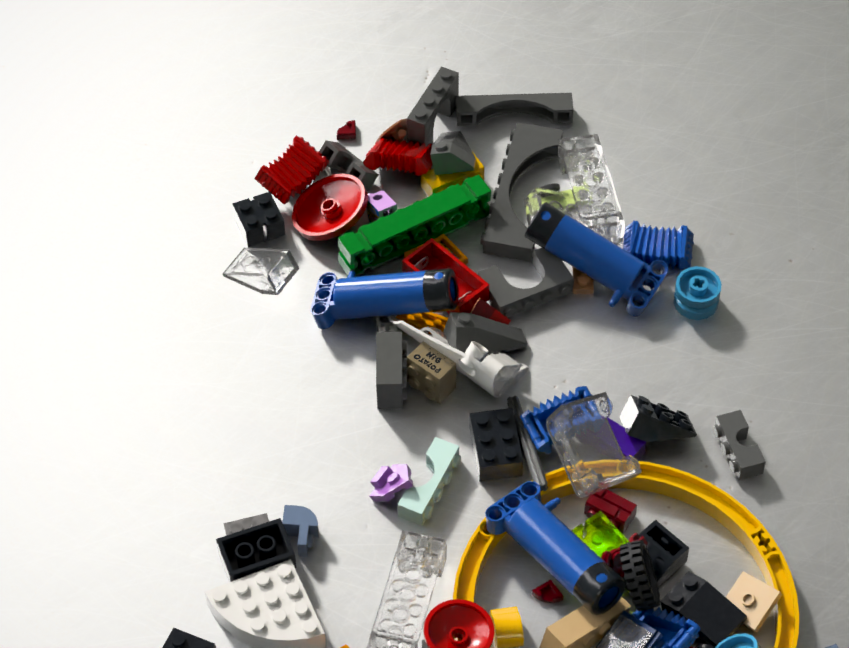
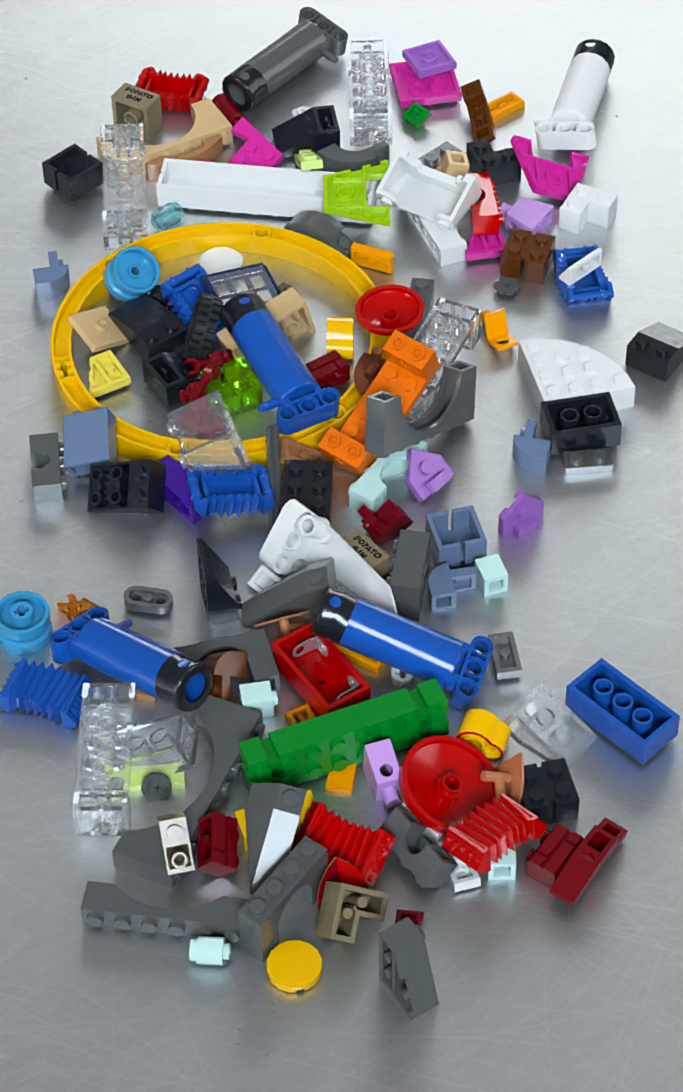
camera: 170 degrees left, 5 degrees down
(204, 283) = (622, 711): none -> blue brick
(220, 175) = (587, 861): none -> dark red slope
(242, 183) = (552, 854): none -> dark red brick
(288, 216) = (507, 778): none -> nougat shield
(301, 450) = (521, 516): none -> medium lavender plate
(302, 326) = (505, 656): none -> flat silver plate
(312, 252) = (485, 733): none -> yellow piece
(322, 393) = (491, 575): none -> light aqua brick
(341, 80) = (407, 968): none -> dark grey wedge
(360, 378) = (445, 583): none -> sand blue brick
(360, 420) = (461, 543): none -> sand blue piece
(387, 112) = (343, 907): none -> dark tan brick
(412, 91) = (294, 966): none -> yellow tile
(418, 487) = (452, 407): none -> dark grey arch
(424, 428) = (385, 522): none -> dark red brick
(448, 515) = (404, 374): none -> orange plate
(461, 576) = (367, 369): none -> copper shield
(477, 88) = (209, 950): none -> light aqua brick
(490, 146) = (217, 844): none -> dark red brick
(491, 256) = (259, 697): none -> light aqua brick
(509, 479) = (296, 451): none -> medium nougat plate
(514, 584) = (330, 370): none -> dark red brick
(518, 129) = (175, 843): none -> slope
(523, 269) = (225, 667): none -> reddish brown brick
(549, 333) = (217, 586): none -> black slope
(604, 334) = (148, 599): none -> flat silver plate
(624, 514) = (198, 389): none -> dark red piece
(657, 316) = (74, 607): none -> clear orange plate
(706, 459) = (89, 440): none -> sand blue brick
(724, 558) = (106, 374): none -> light yellow wing

